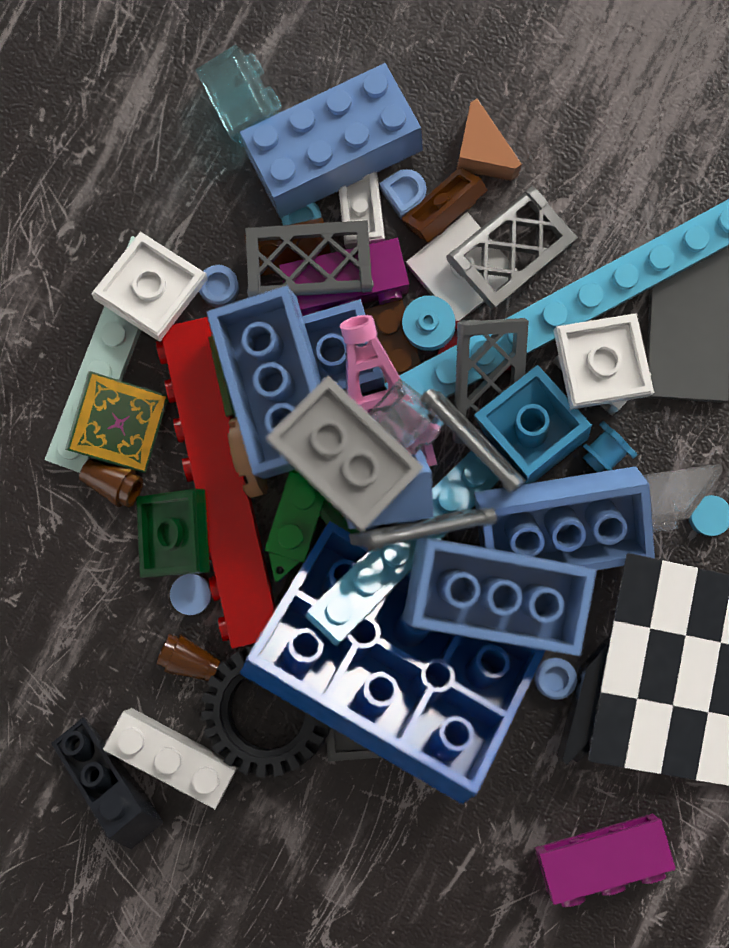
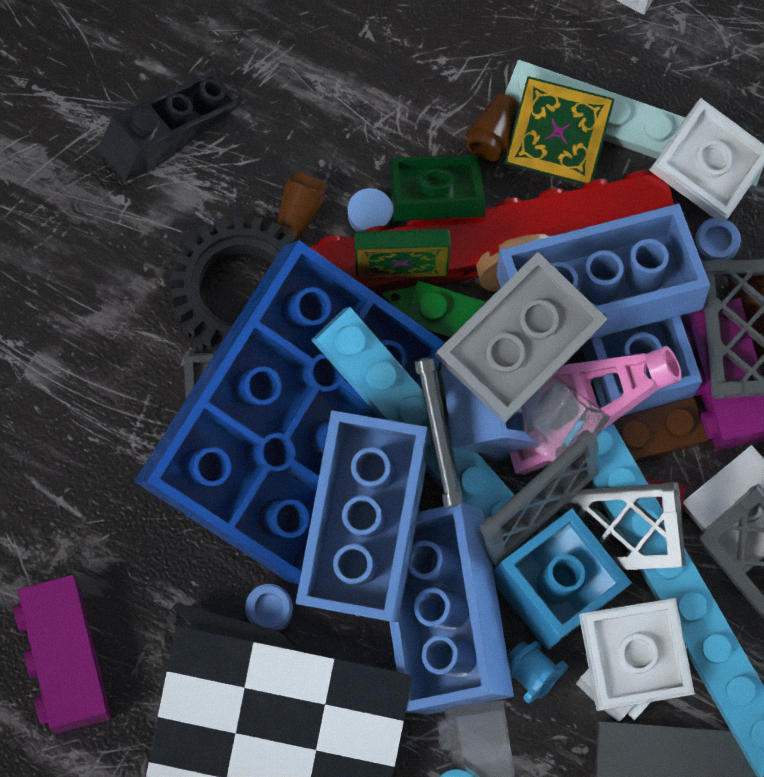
camera: 90 degrees right, 10 degrees down
(170, 757) = (194, 186): white brick -> none
(249, 563) = (402, 253): none -> dark green tile
(429, 323) = (679, 460): medium azure wheel -> none

